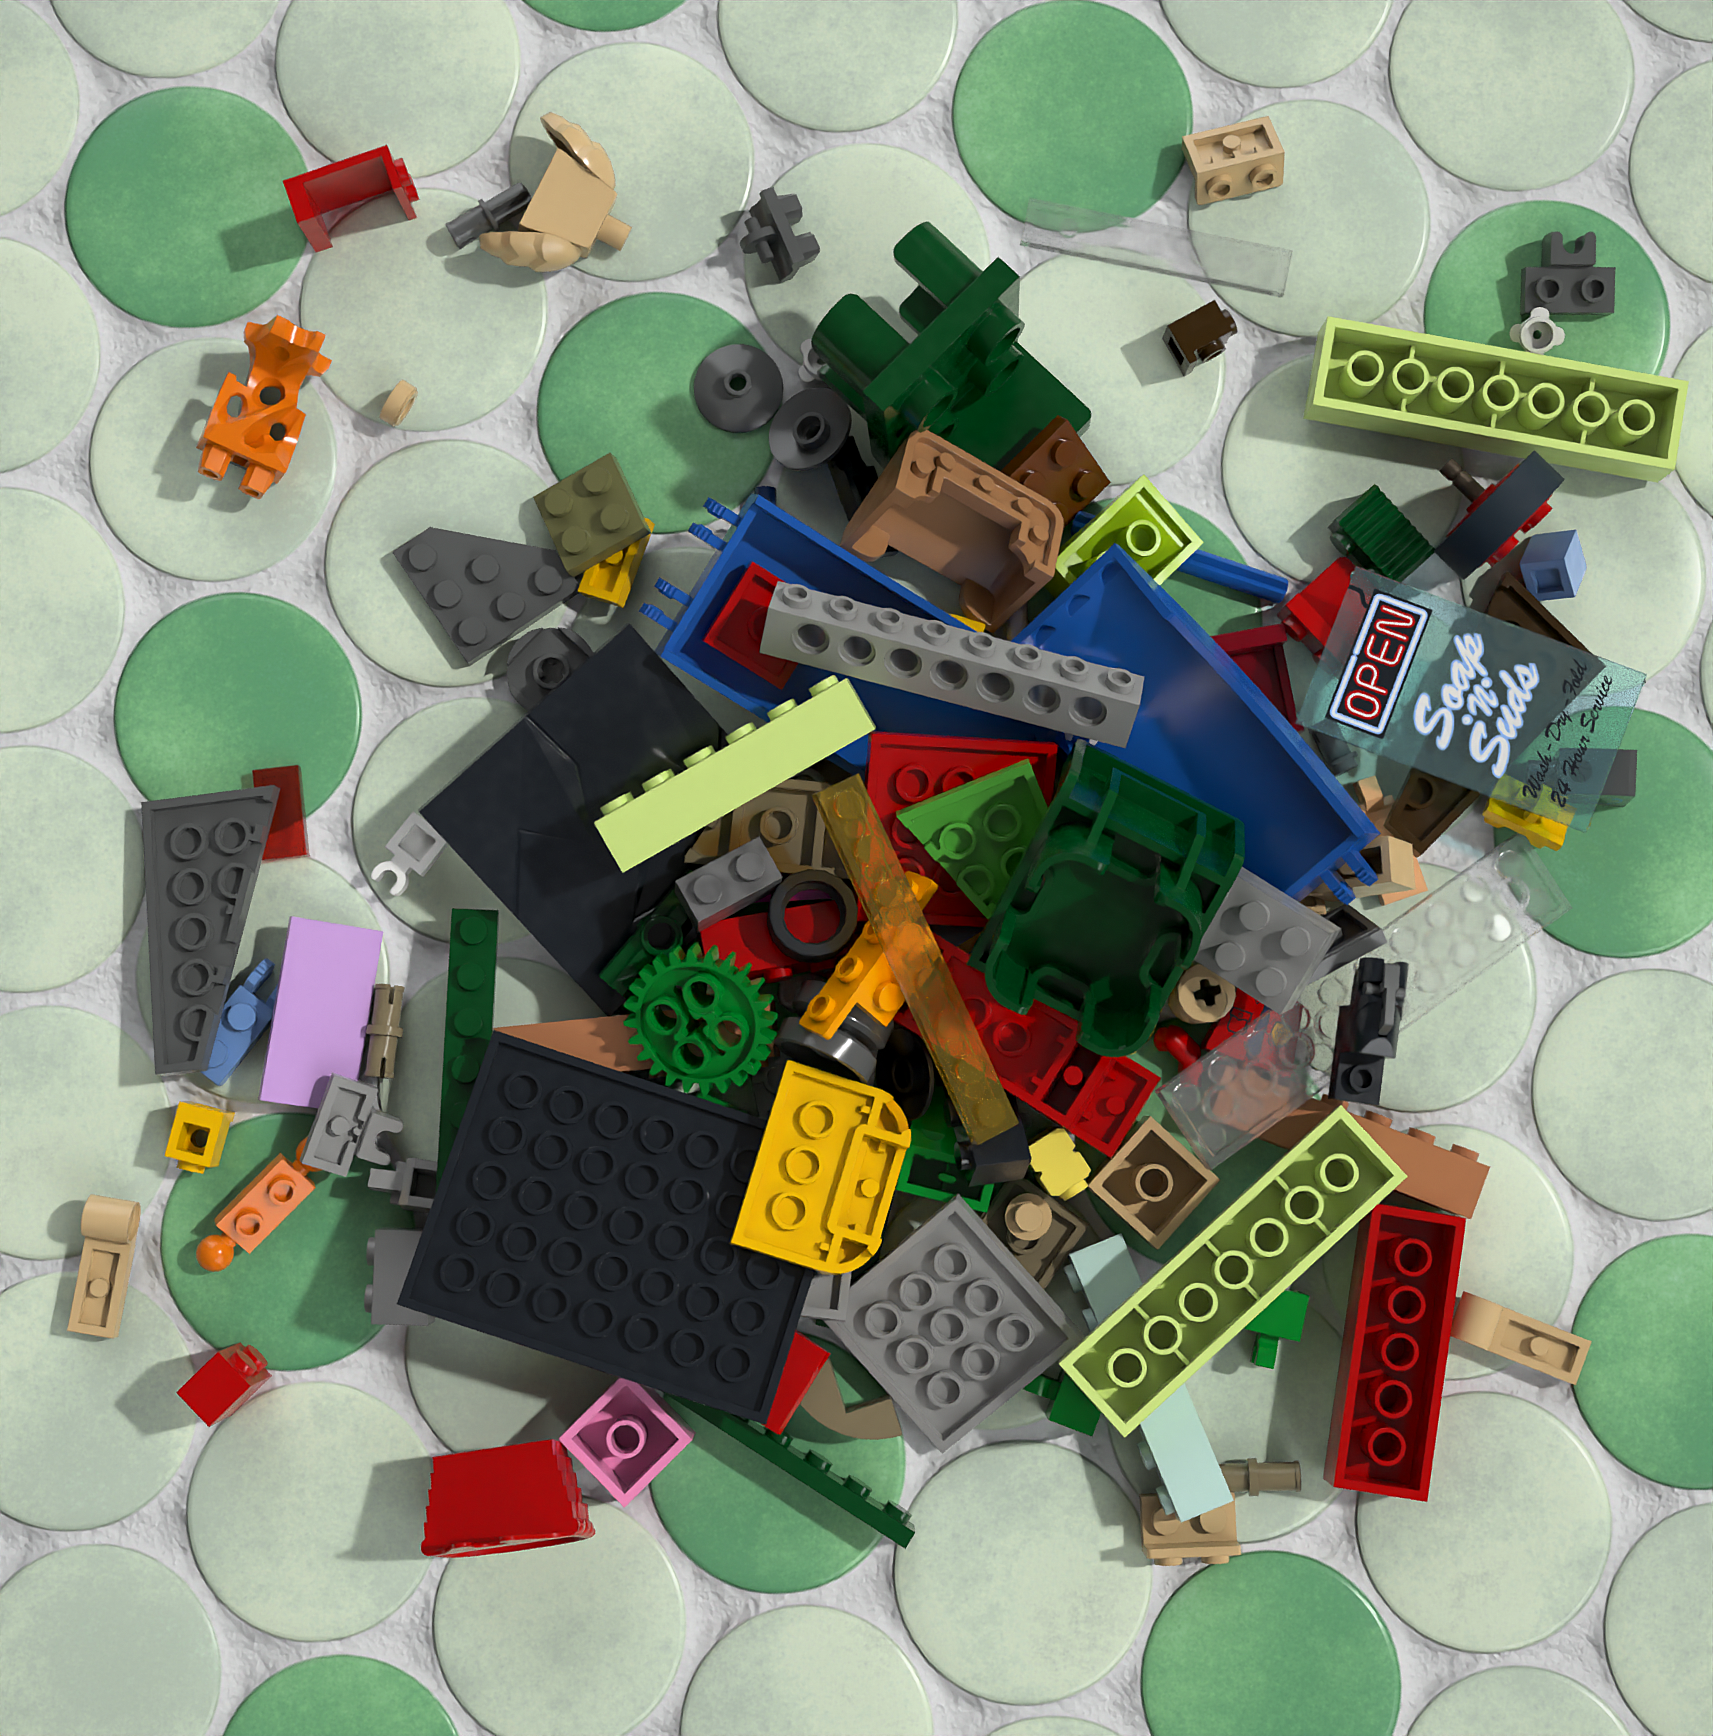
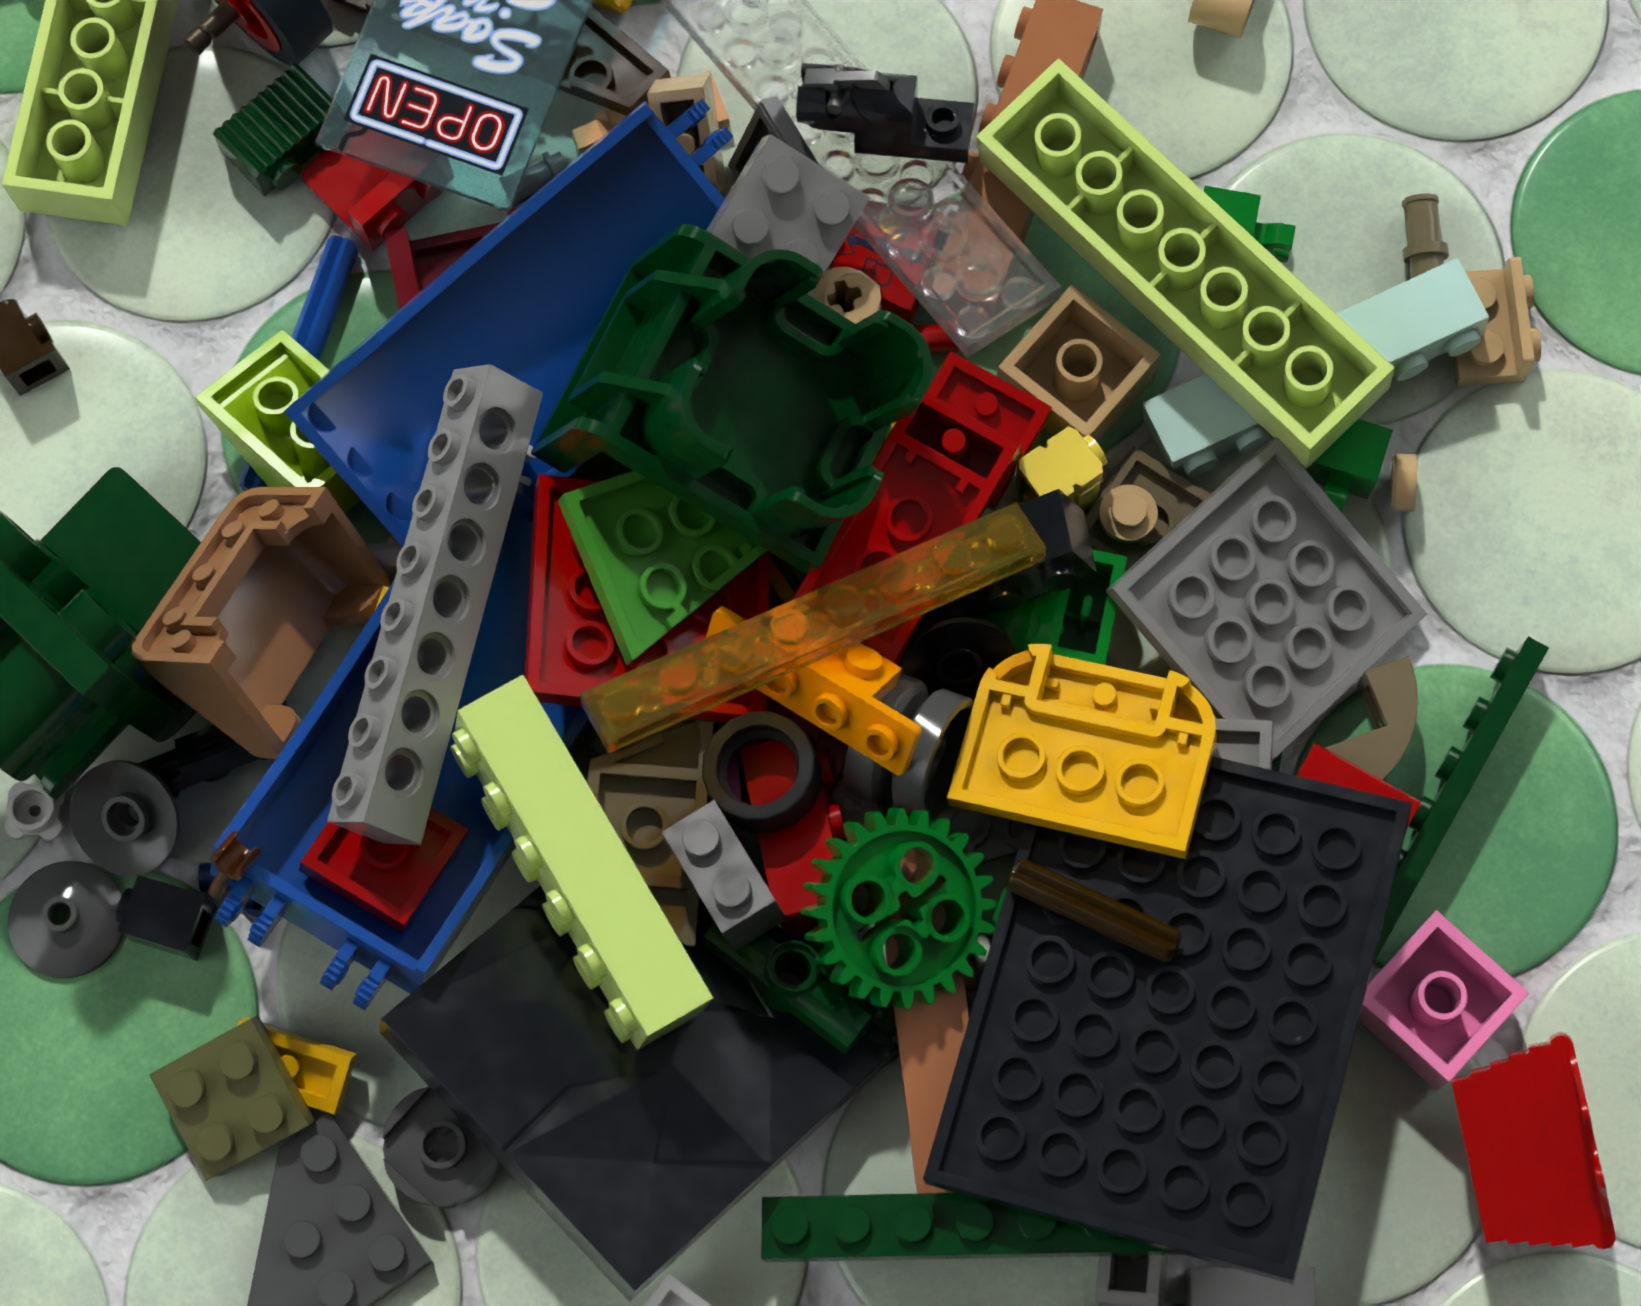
camera: 85 degrees left, 10 degrees down
(692, 1170) = (1094, 910): none -> dark brown axle
(732, 461) = (165, 917): none -> black brick
(748, 509) = (231, 863): none -> reddish brown hand
(1053, 1443) = (1403, 482): none -> tan tile
(1059, 469) = (180, 501): reddish brown plate -> none
(1394, 1352) = (1270, 91): red brick -> none

